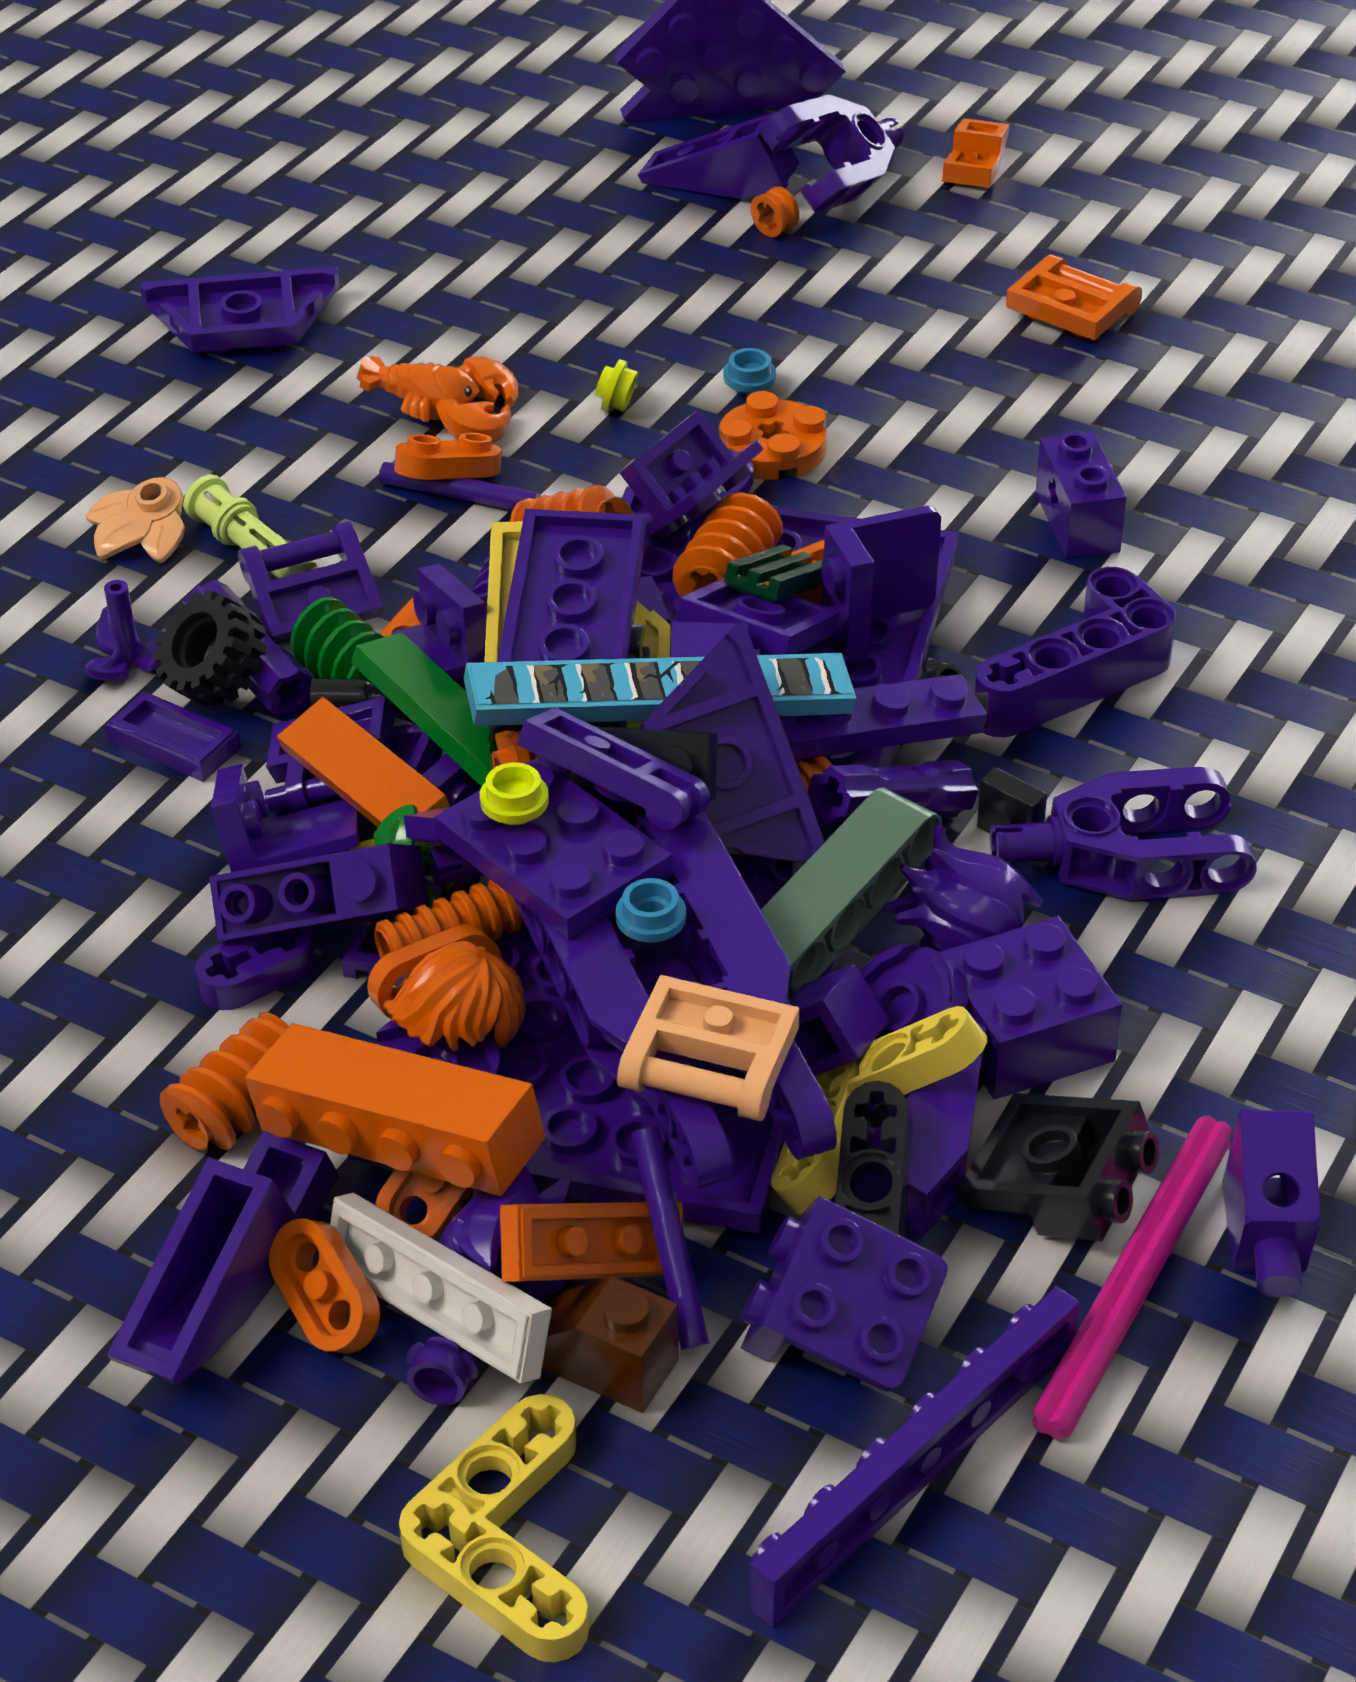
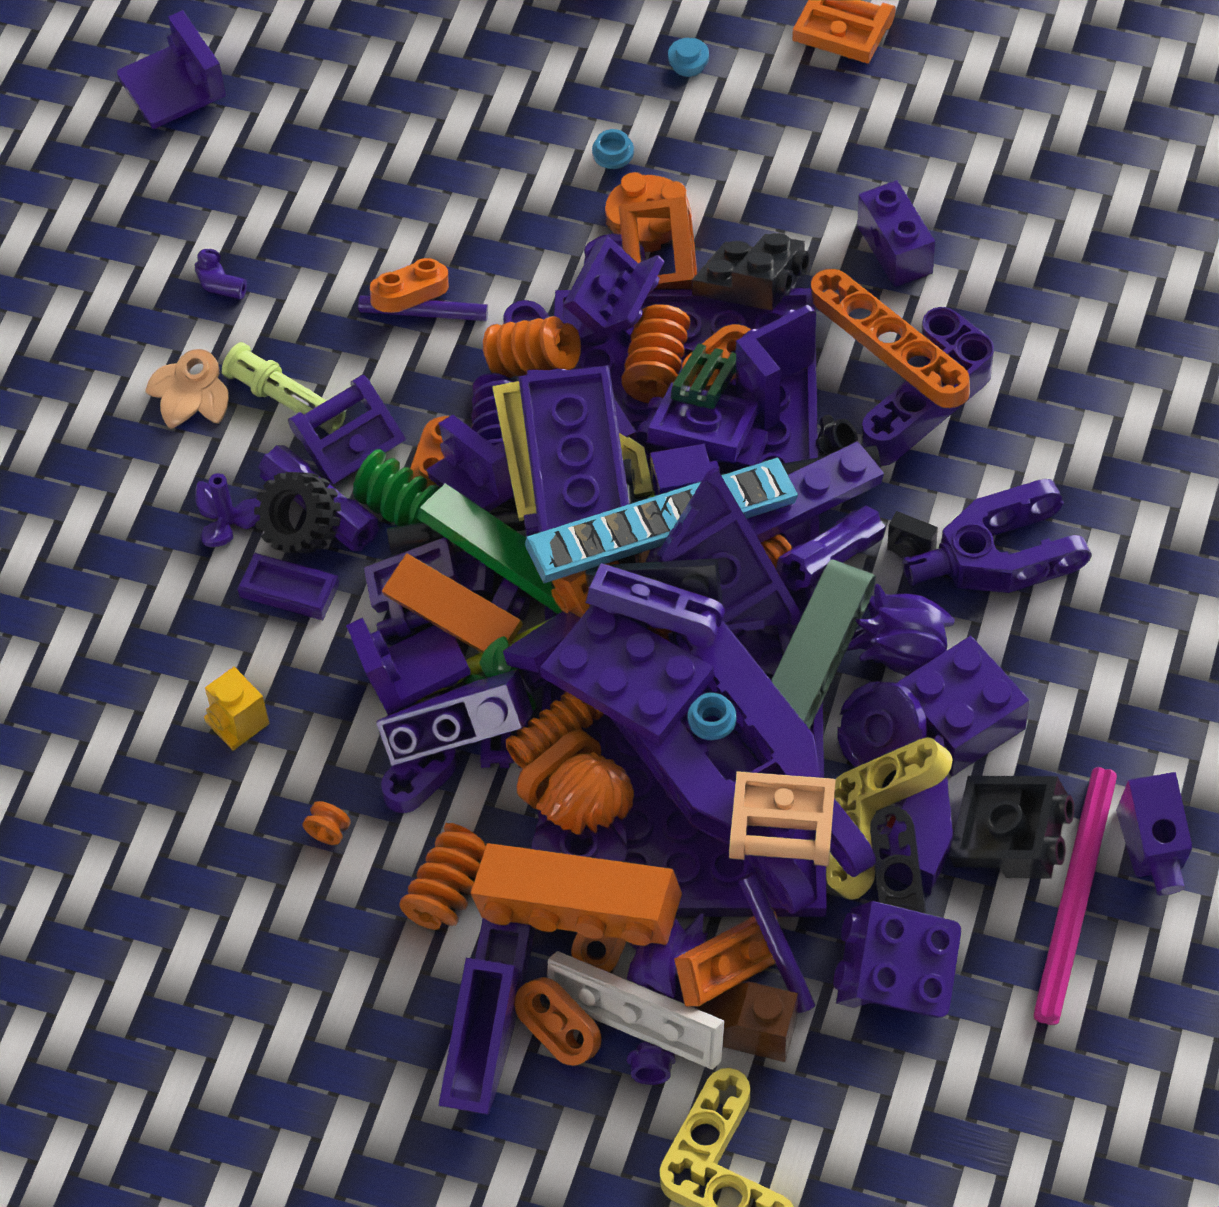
camera: 10 degrees left, 15 degrees up
(41, 845) = (235, 708): none -> yellow brick
(105, 994) = (326, 823): none -> orange bush
(217, 421) = (214, 278): none -> dark purple arm
(241, 308) = (191, 157): dark purple wing -> none
(254, 239) = (176, 77): none -> dark purple bracket
(447, 392) = (384, 217): orange animal -> none
(514, 794) = (597, 647): neon yellow plate -> none
(616, 386) = (515, 186): neon yellow plate -> none
(803, 459) = (682, 235): none -> orange tile
(836, 1018) = (842, 749): dark purple brick -> none
(872, 303) = (688, 56): none -> dark azure plate
(882, 492) = (754, 274): none -> black plate
(900, 1467) = (958, 1073): dark purple plate -> none
(1041, 586) = (893, 354): none -> orange beam

